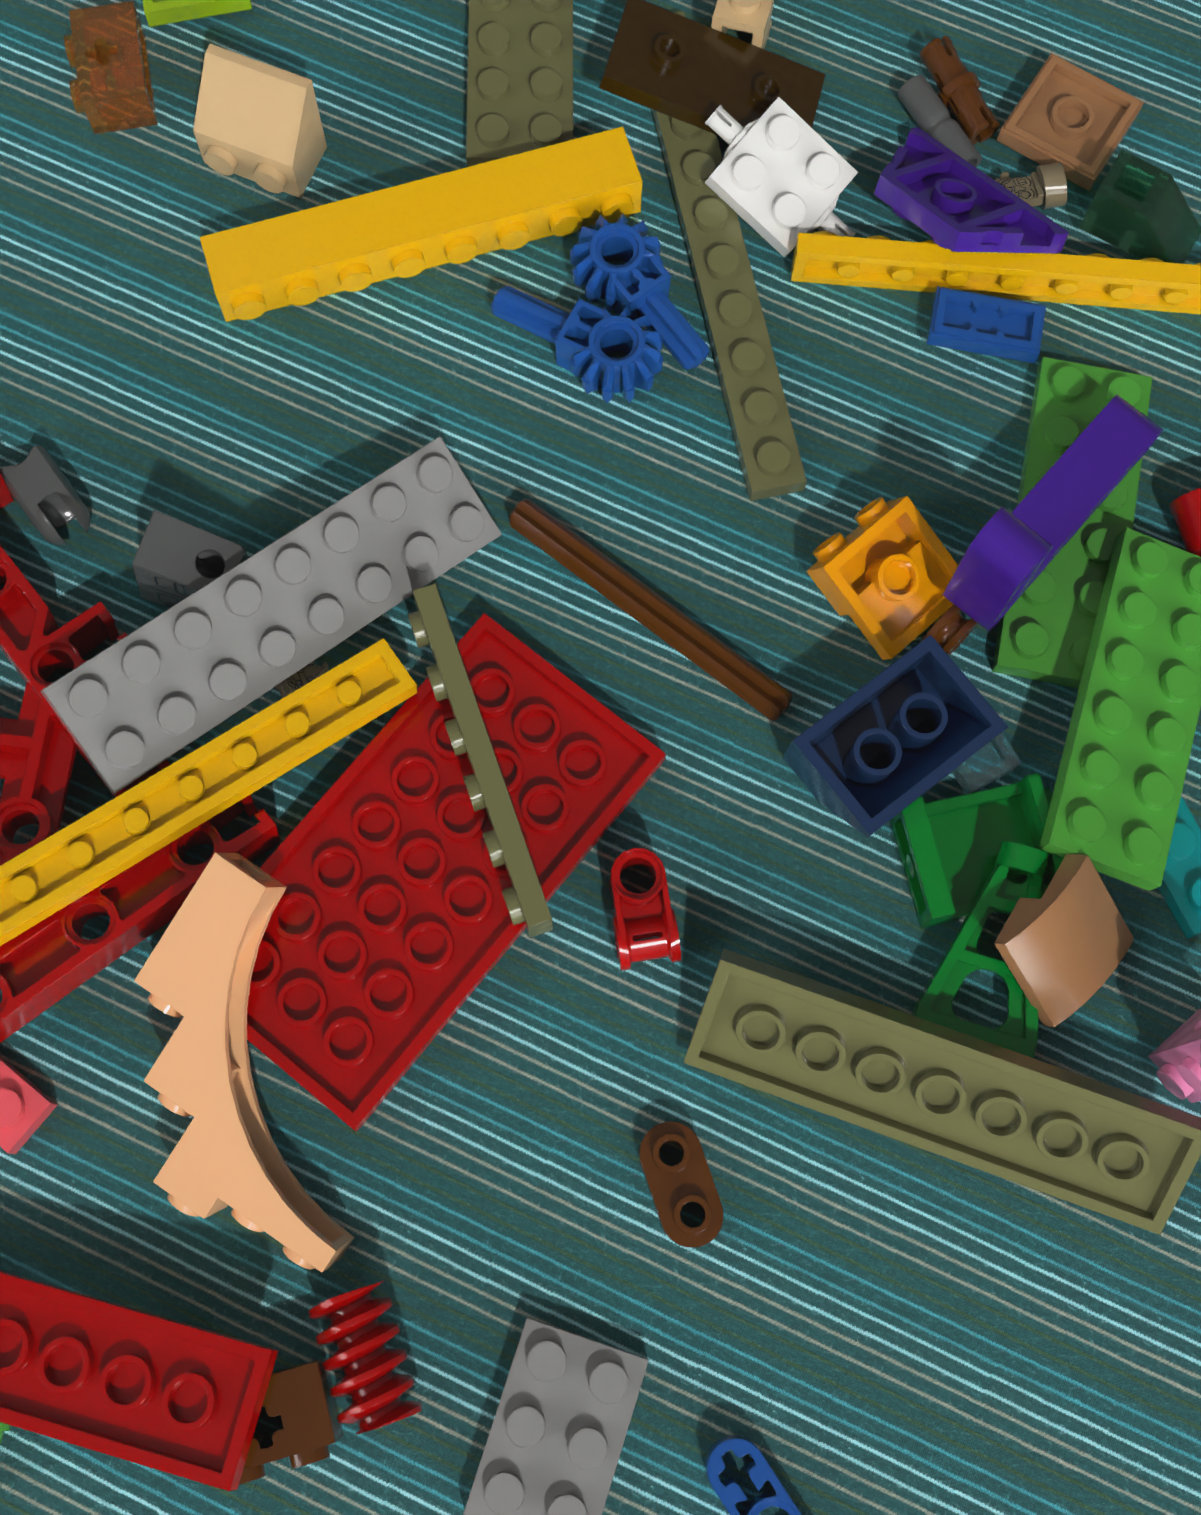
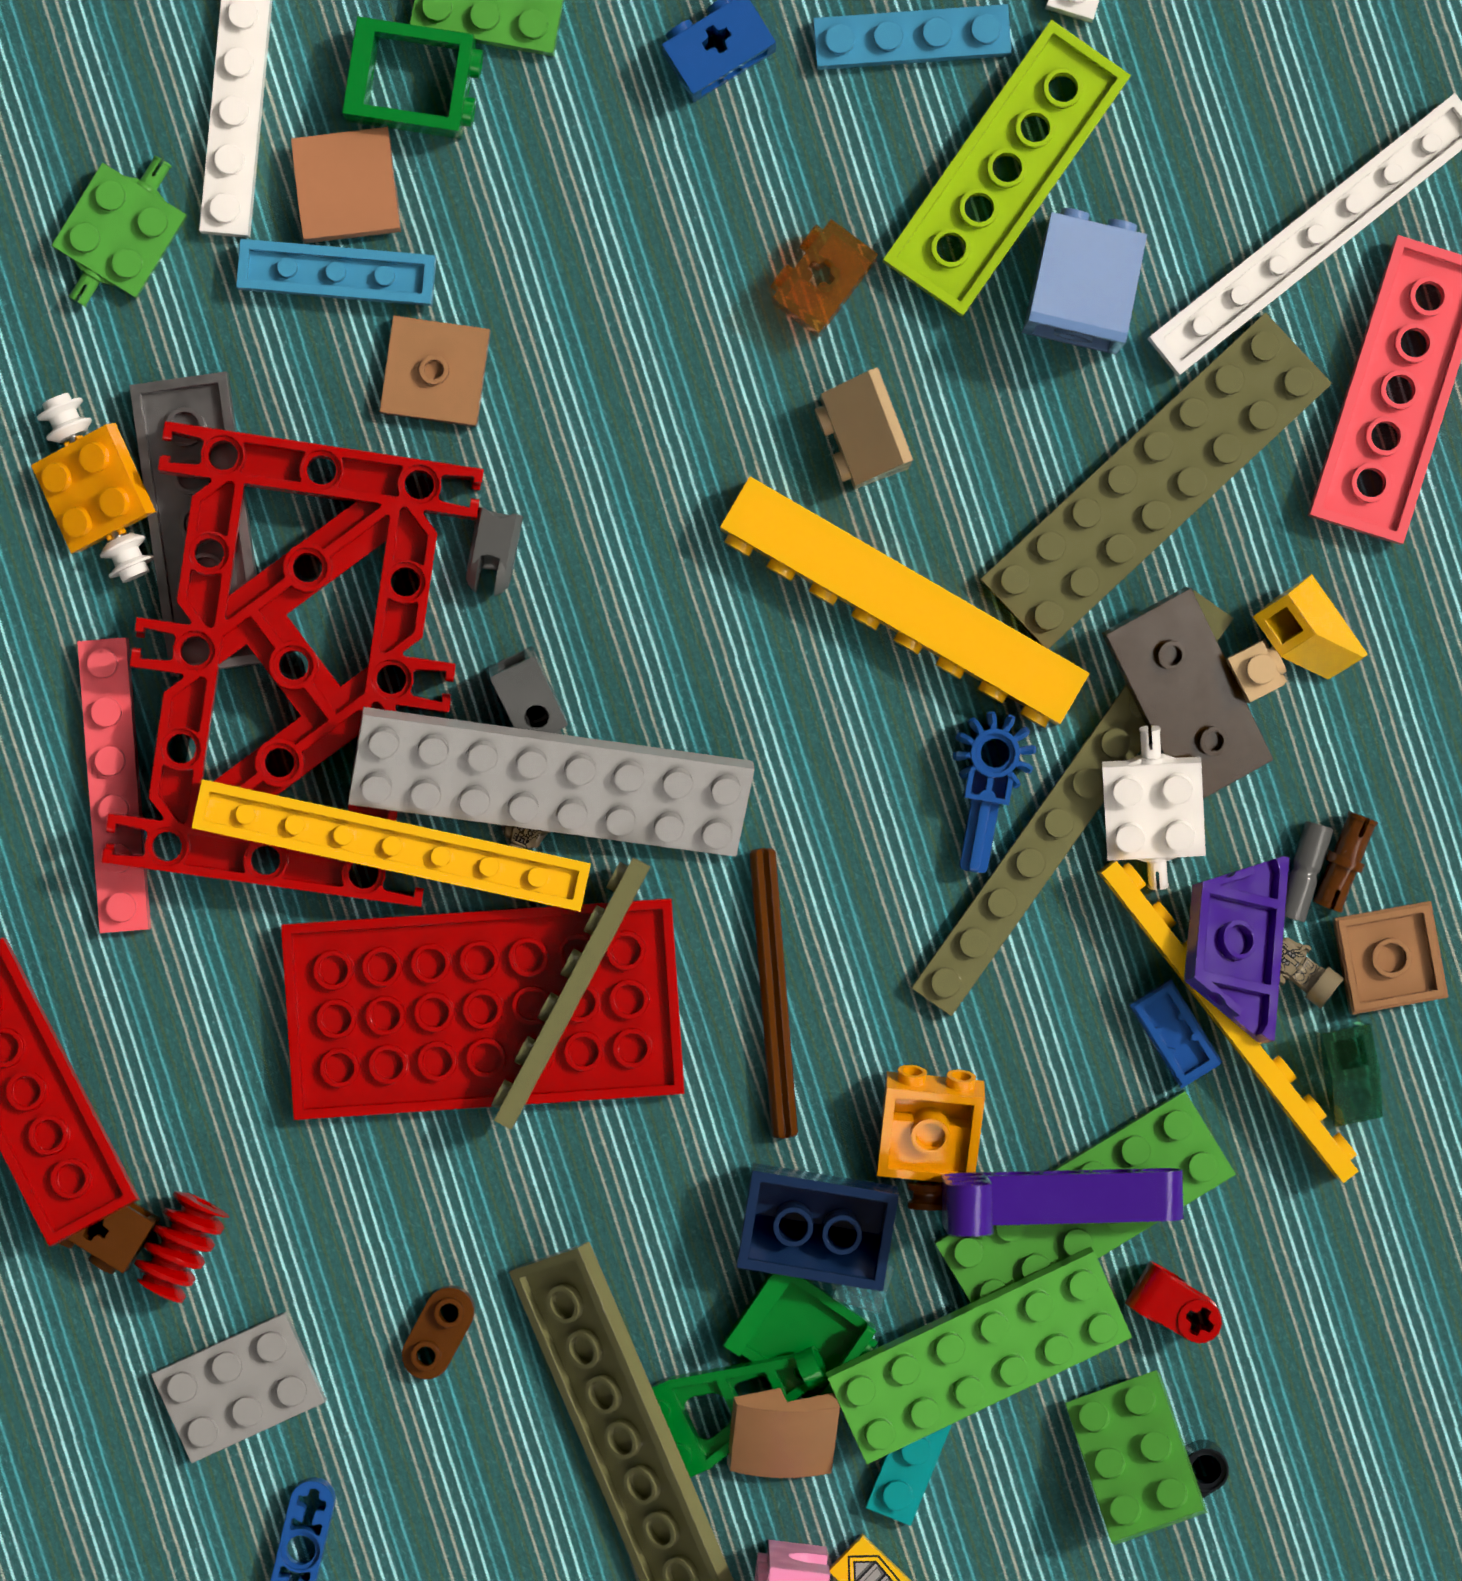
camera: 45 degrees right, 15 degrees up
(205, 1071) = (245, 1008): light nougat arch -> none
(586, 339) = (918, 782): blue gear -> none
(643, 914) = (569, 1172): red piece -> none

